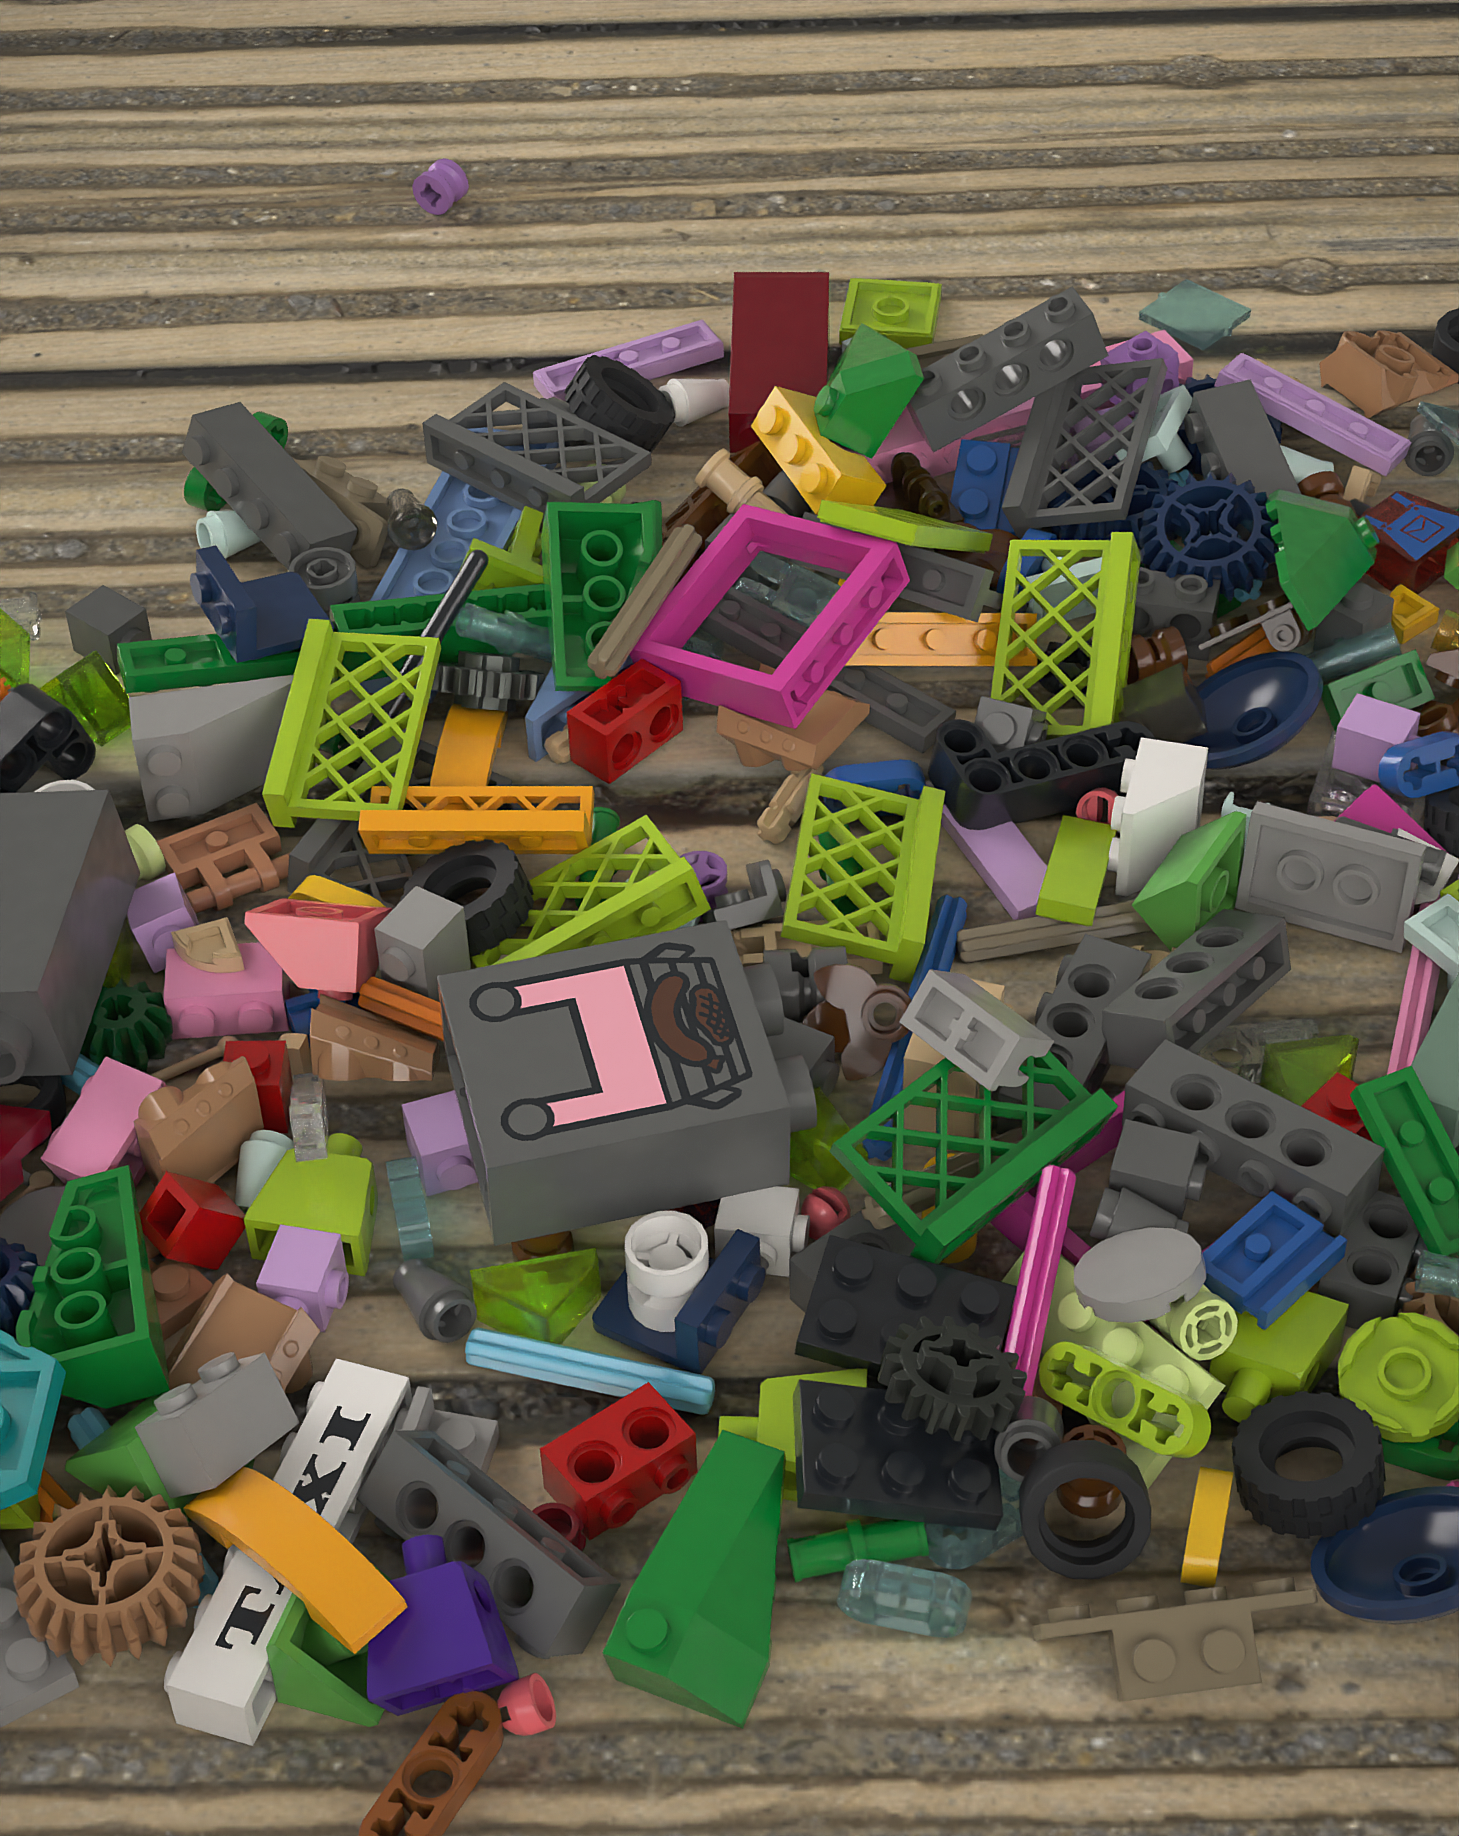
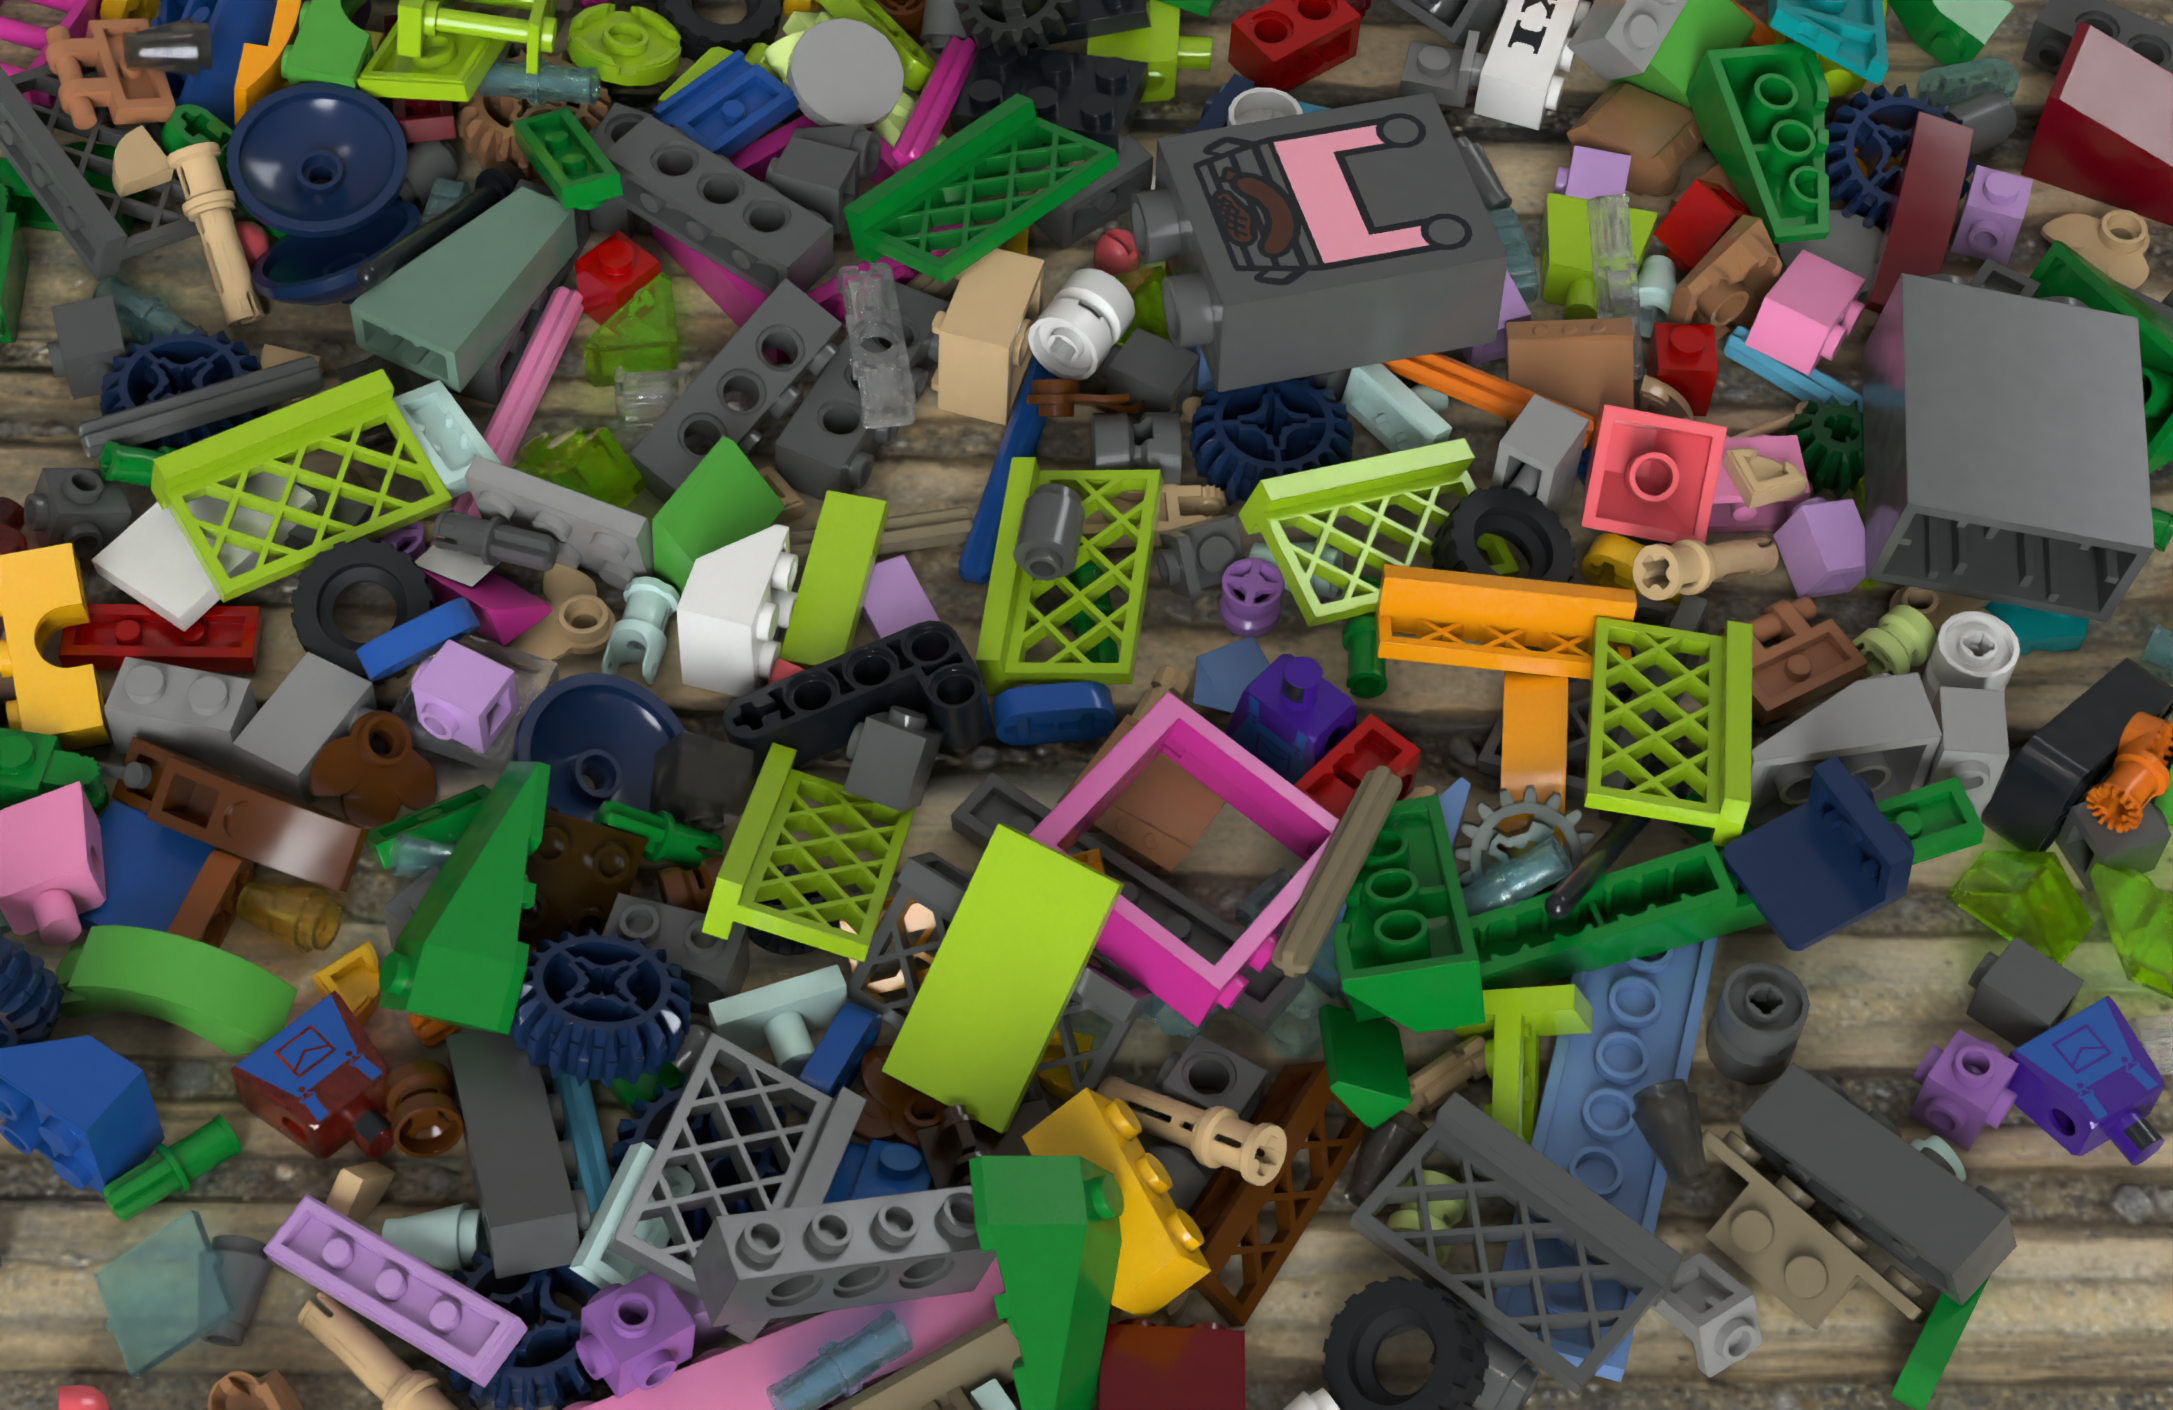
camera: 175 degrees right, 10 degrees up
(75, 568) = (2090, 1084): none -> dark purple torso
(102, 743) = (1972, 741): none -> light grey brick
(168, 567) = (1964, 1089): none -> medium lavender brick
(299, 863) = (1692, 566): none -> tan pin
(403, 460) = (1712, 1313): none -> light grey bracket
(670, 767) = (1291, 716): none -> dark purple torso
(727, 839) = (1226, 673): none -> medium blue sticker
(862, 1066) = (1081, 324): none -> white wheel
(885, 861) = (1049, 532): none -> dark grey brick
(974, 1029) = (974, 229): light grey hinge -> none
(1054, 999) = (884, 376): none -> clear piece
(1213, 662) = (665, 837): none -> green axle
(1339, 954) = (585, 463): none -> clear neon green slope

